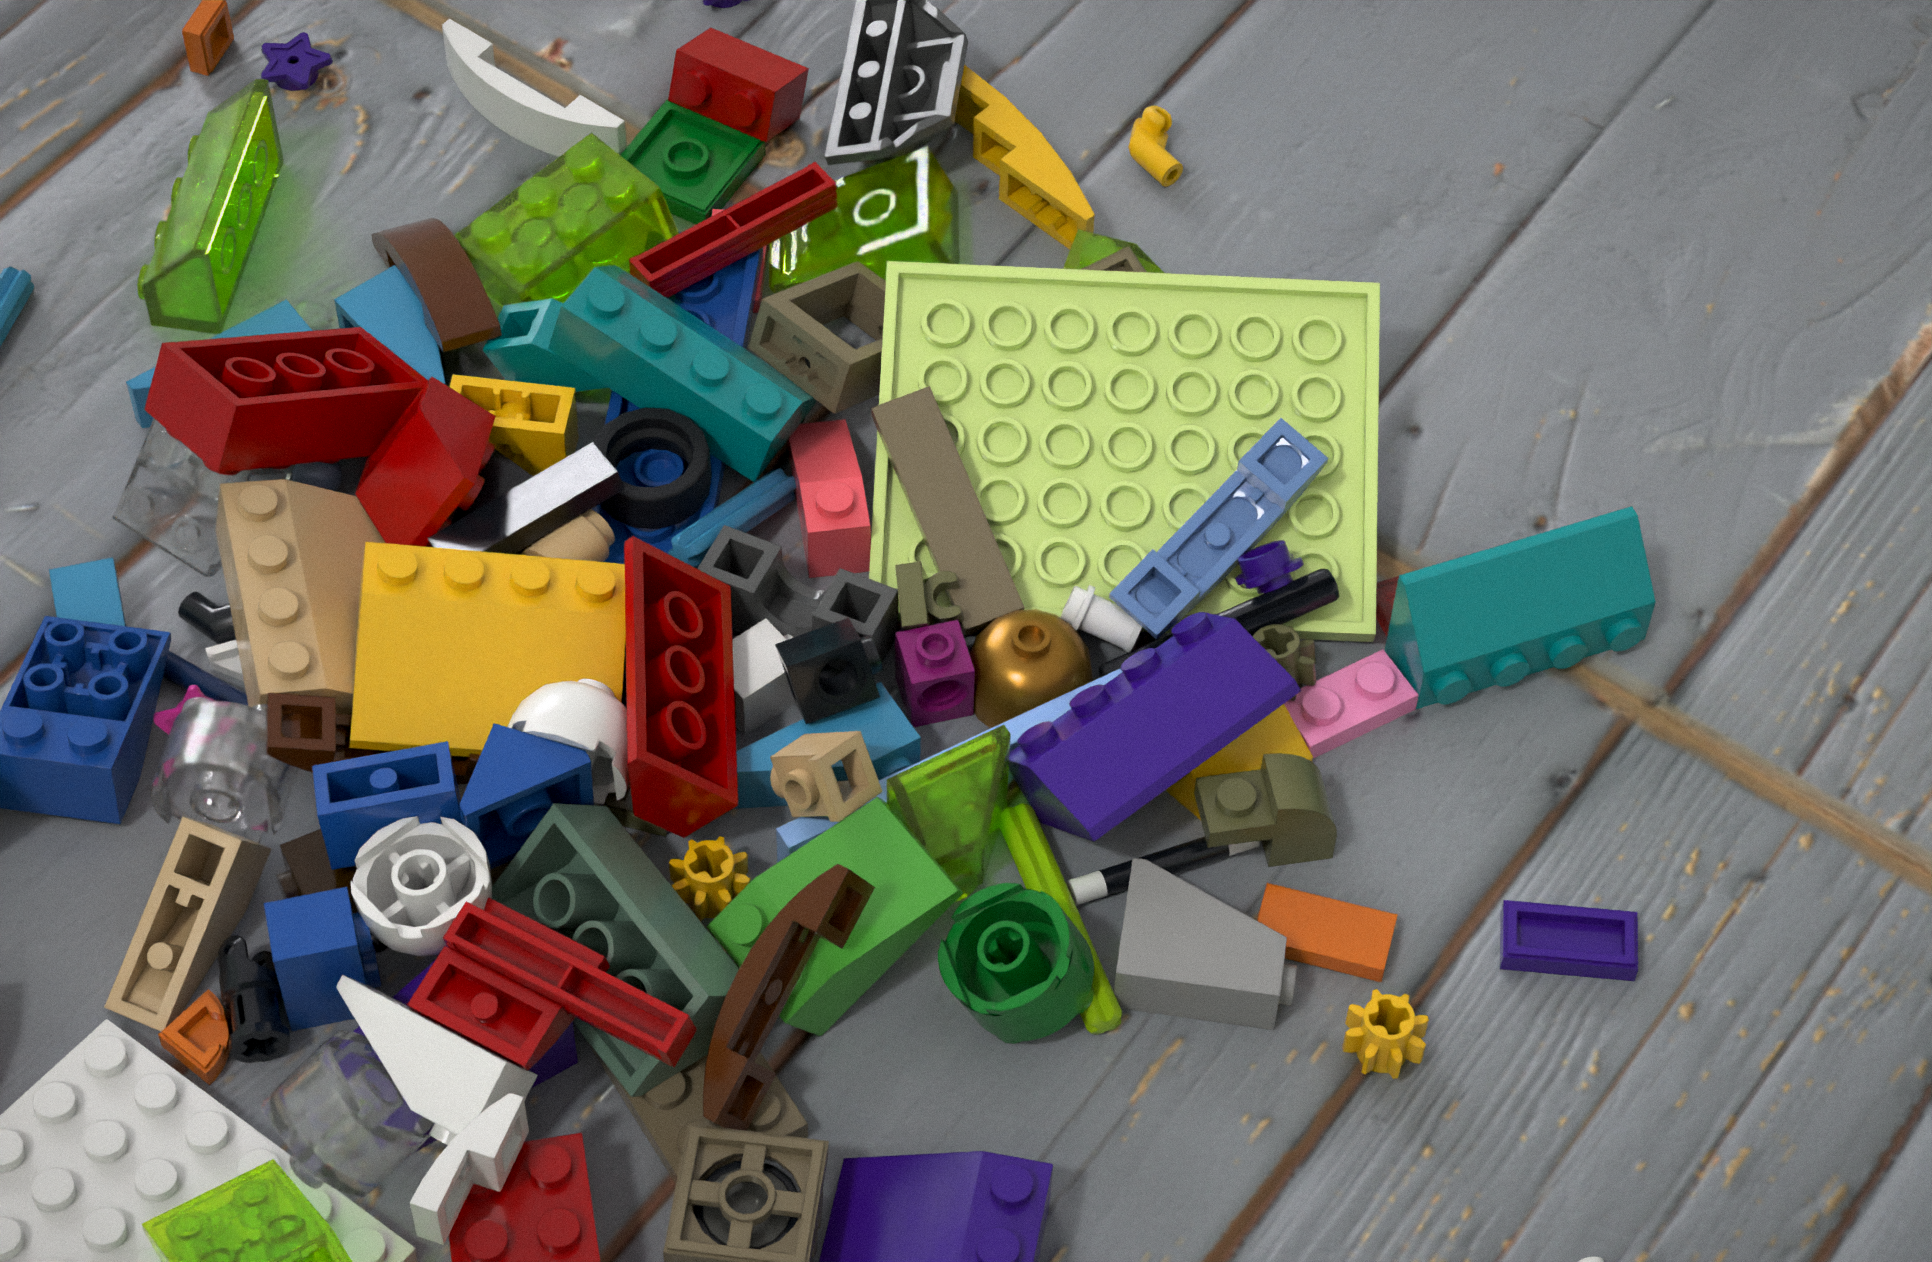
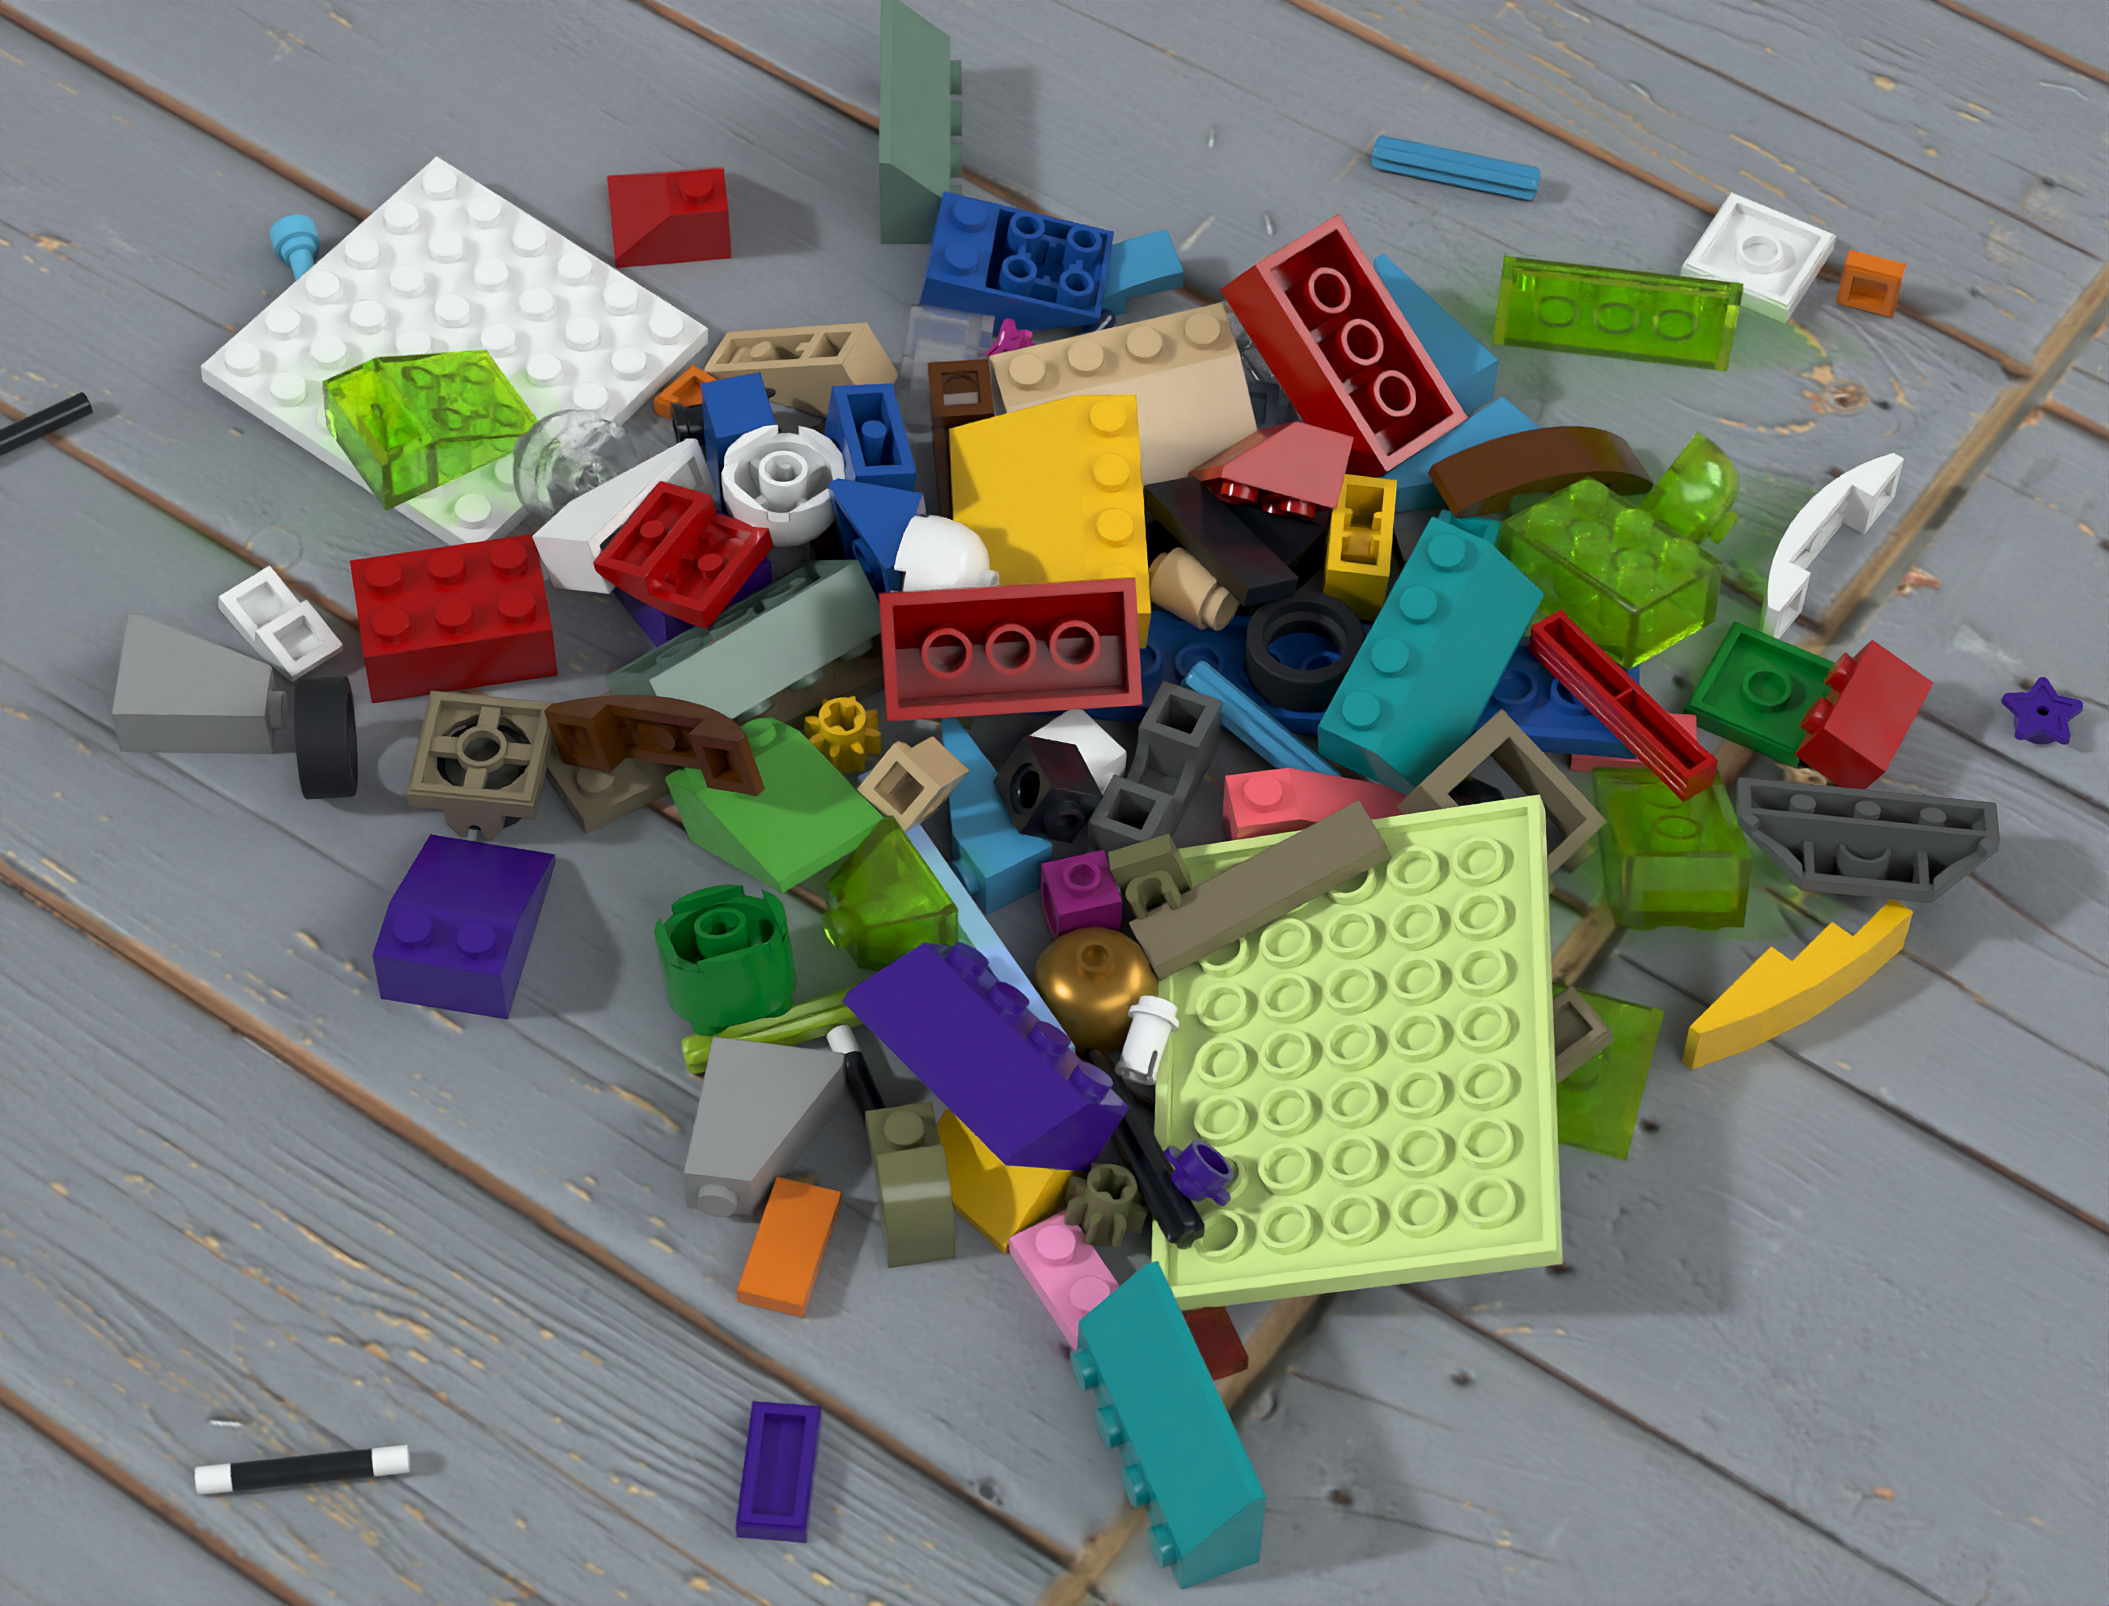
camera: 90 degrees right, 0 degrees up
(142, 121) = (1764, 251): none -> white tile
(298, 75) = (1852, 373): dark purple plate -> none
(462, 173) = (1697, 492): none -> clear neon green cylinder
(476, 1155) = (511, 539): white slope -> none
(573, 984) = (661, 579): red piece -> none
(1149, 143) = (1851, 1117): yellow arm -> none
(1220, 531) = (1252, 1136): medium blue slope -> none
(1385, 1033) = (674, 1281): yellow gear -> none

